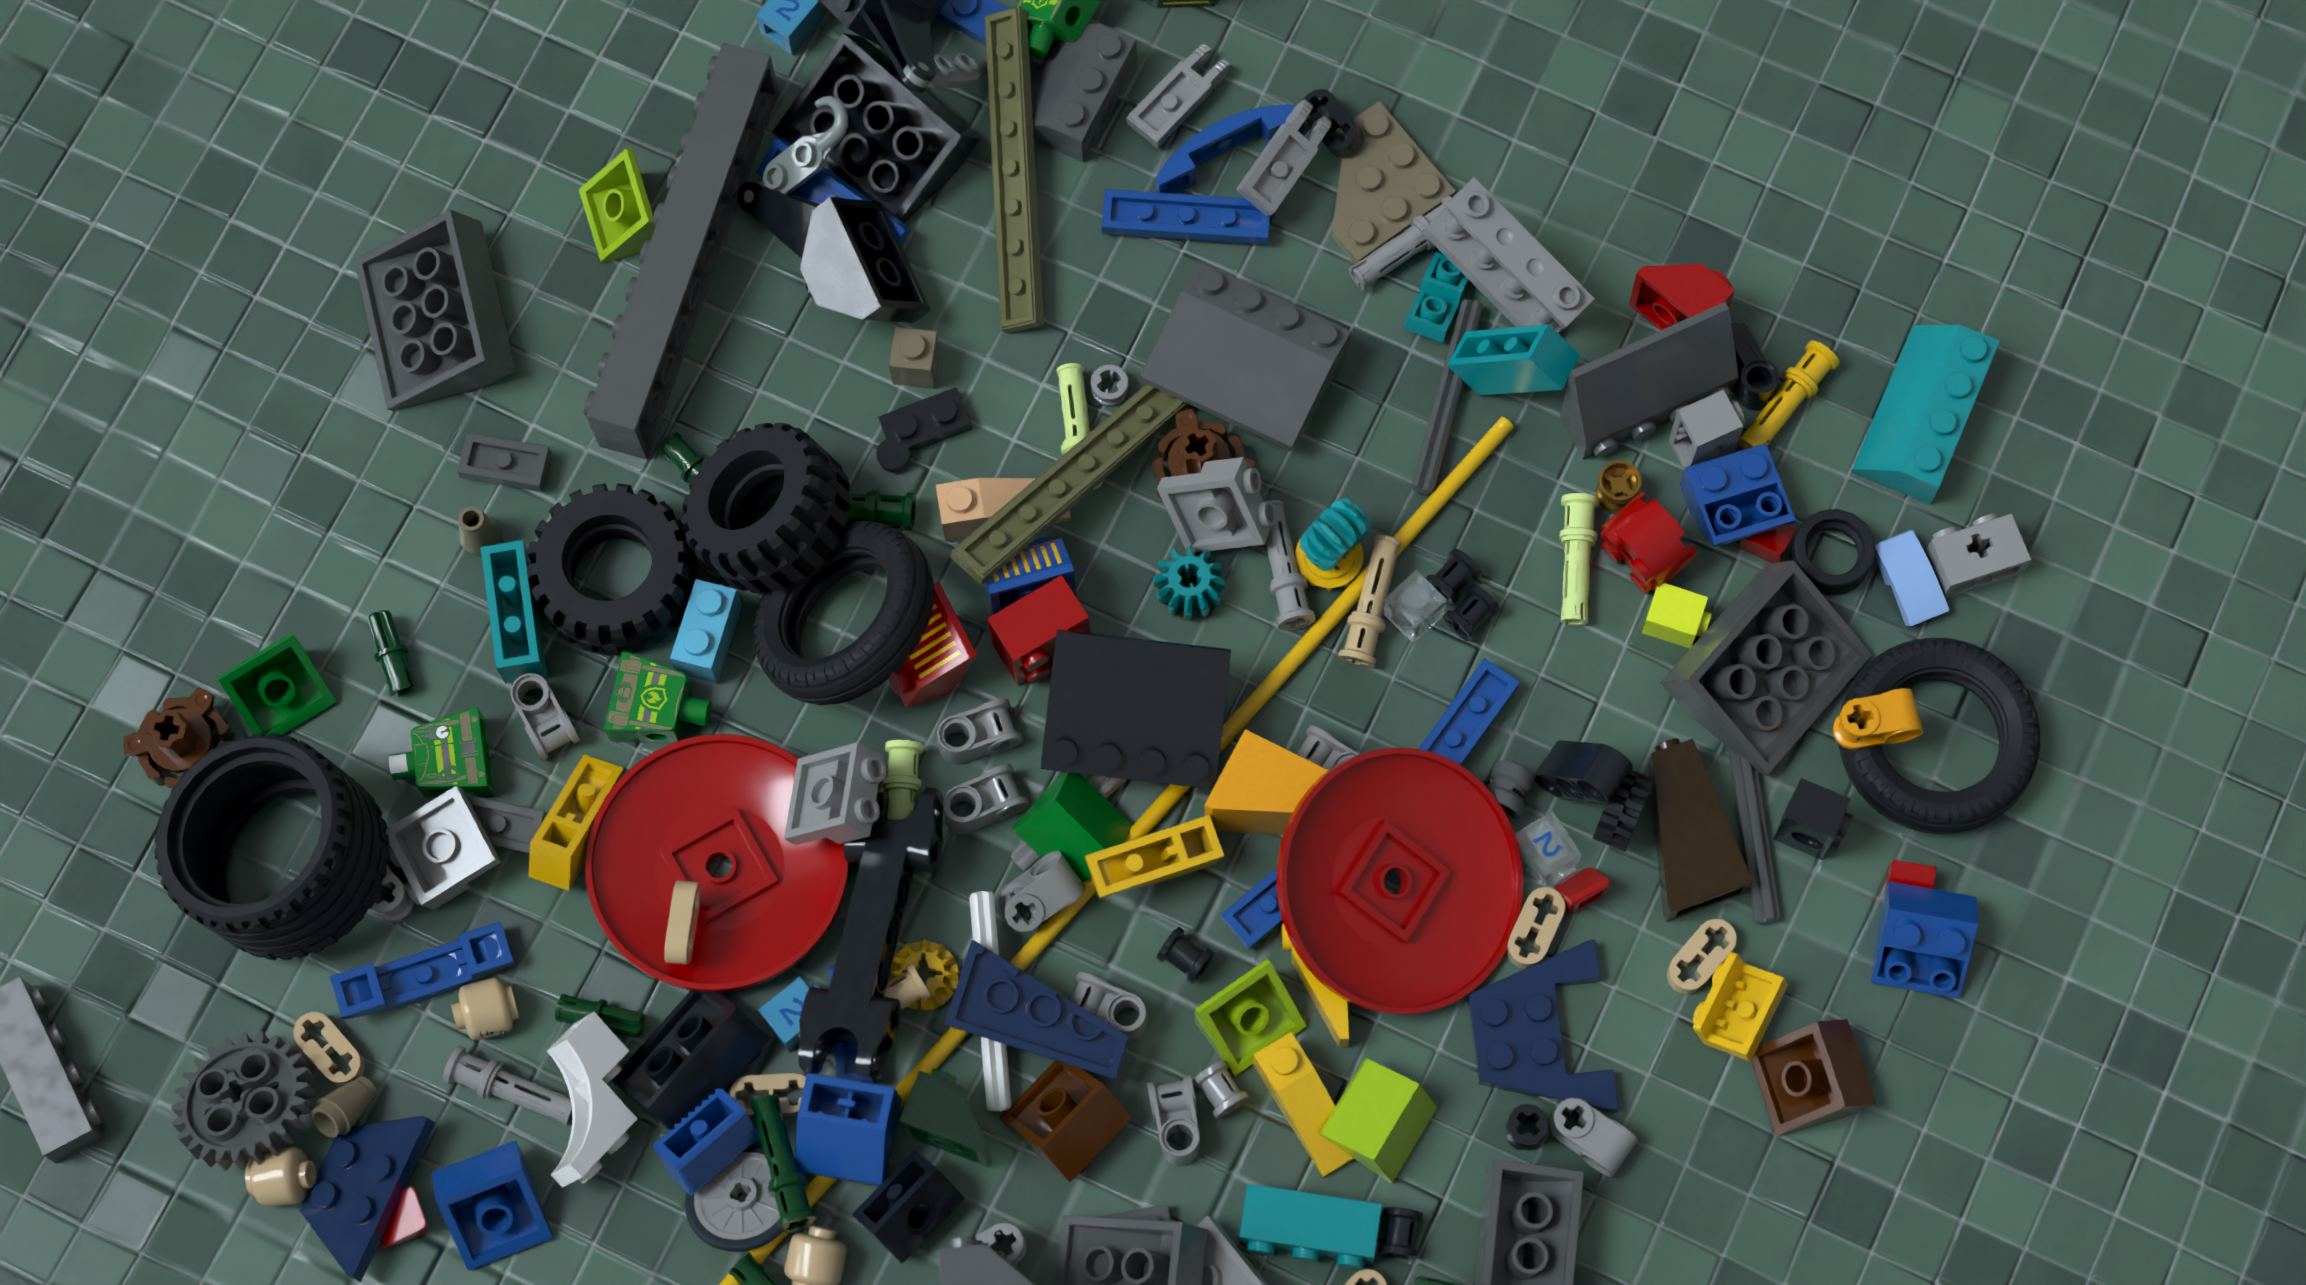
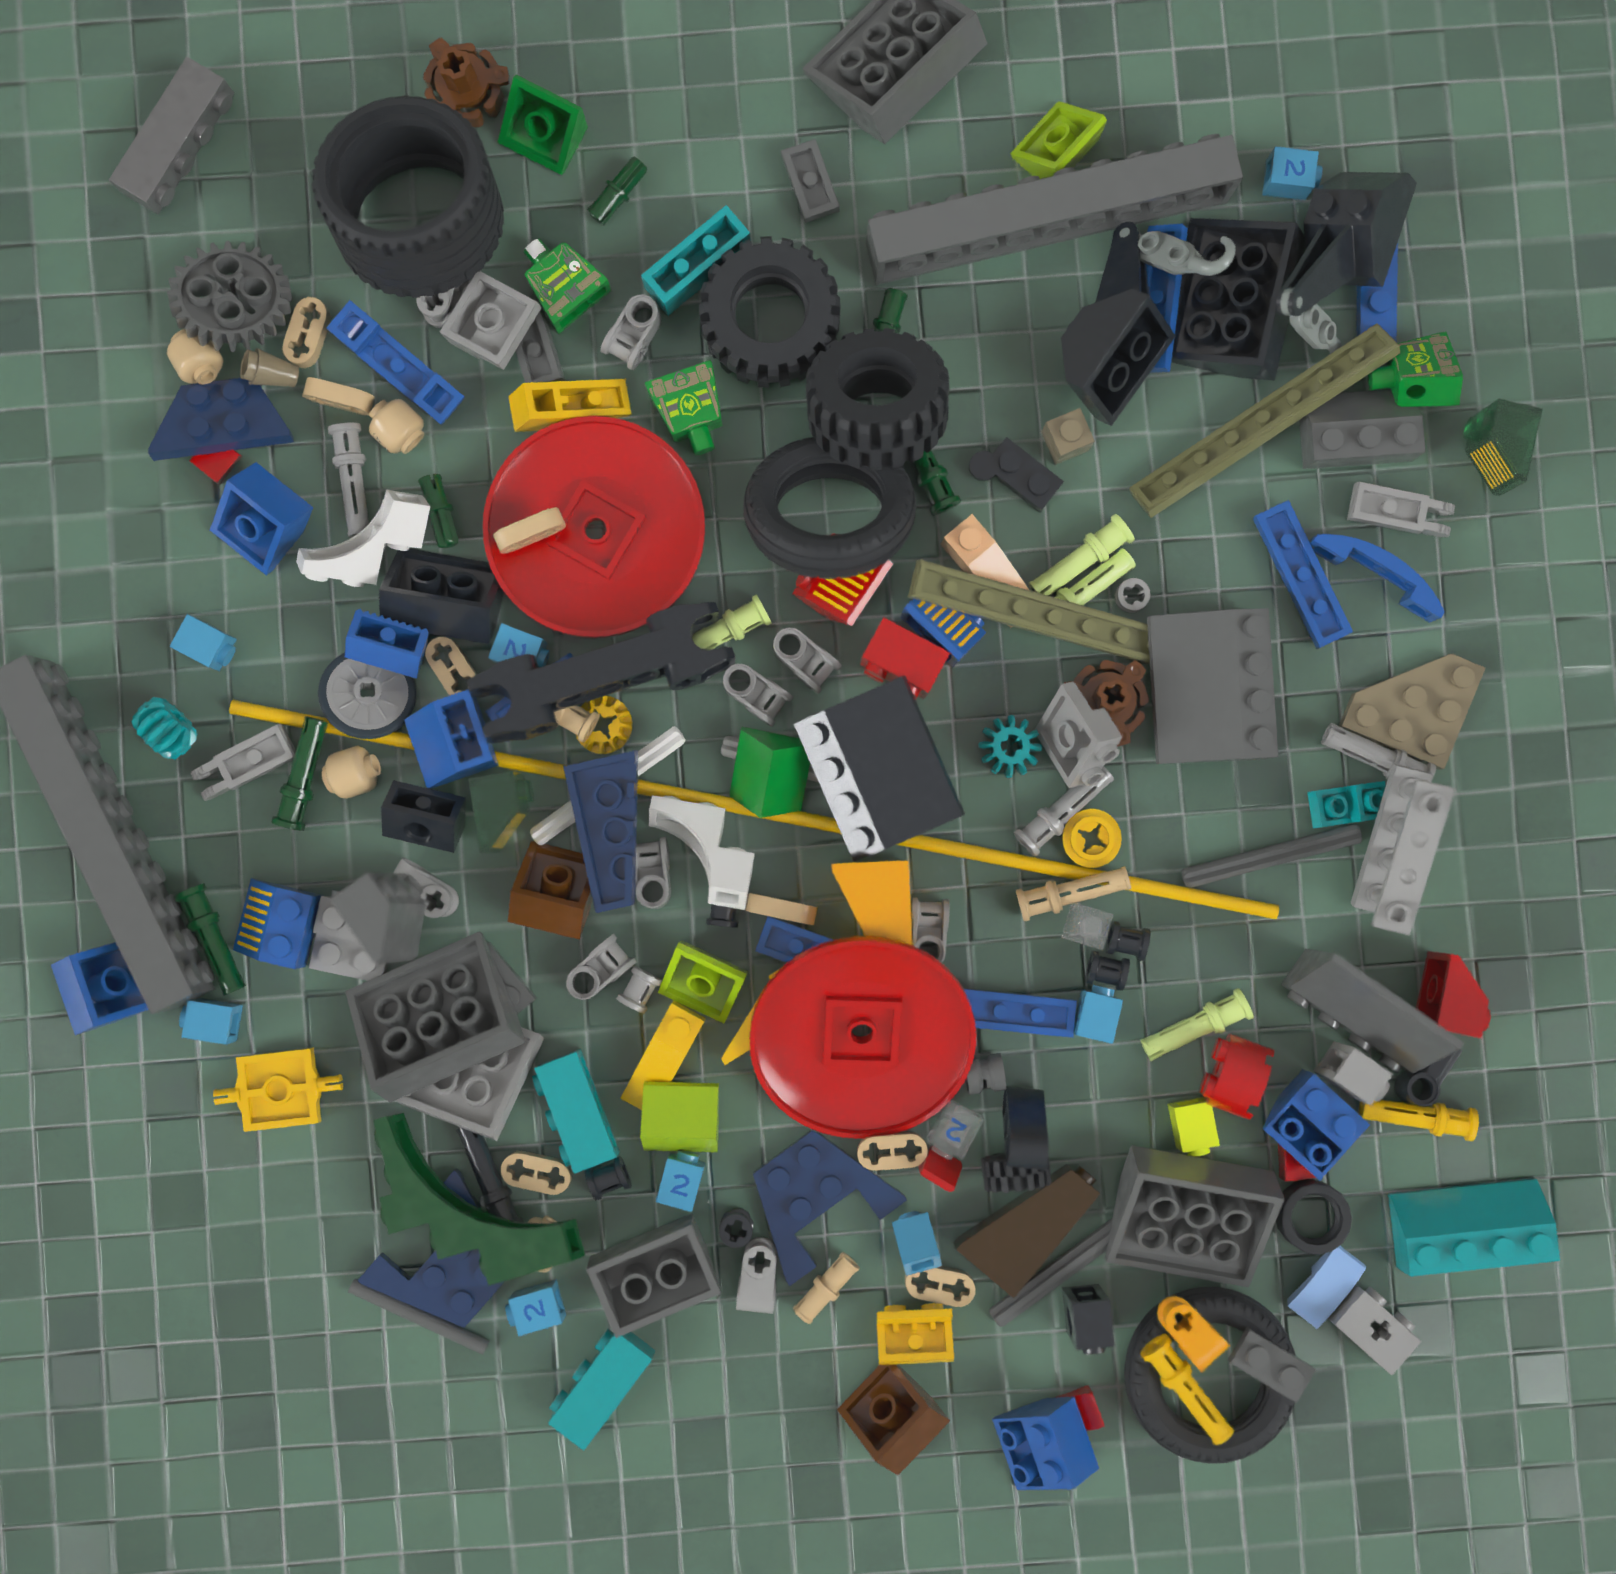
camera: 55 degrees right, 15 degrees up
(416, 1051) = (338, 396): none -> tan beam
(477, 530) = (745, 195): dark tan cone -> none
(706, 631) = (765, 411): medium azure brick -> none
(786, 1181) = (388, 720): dark green pin -> none
(835, 795) = (684, 585): light grey plate -> none
(1041, 394) = (1095, 548): none -> yellowish green pin
(1043, 889) = (710, 776): light grey piece -> none
(1091, 930) = (701, 829): none -> white arch
(1155, 857) = (778, 846): yellow slope -> none
(1221, 897) = (781, 909): none -> tan beam
(1283, 160) = (1390, 624): light grey hinge -> none
(1335, 534) = (1105, 838): teal gear -> none
(1338, 118) = (1438, 639): black beam -> none
(1444, 1157) = (681, 1180): none -> dark azure brick
(1510, 645) = (1097, 1014): none -> dark azure brick
(1514, 360) = (1325, 897): teal brick -> none
(1621, 478) = (1279, 1028): pearl gold wheel -> none
(1641, 1072) = (826, 1288): none -> tan pin
(1644, 950) = (916, 1242): none -> dark azure brick
(1916, 758) = (1177, 1375): none -> yellow pin
(1955, 663) = (1271, 1364): none -> dark grey plate

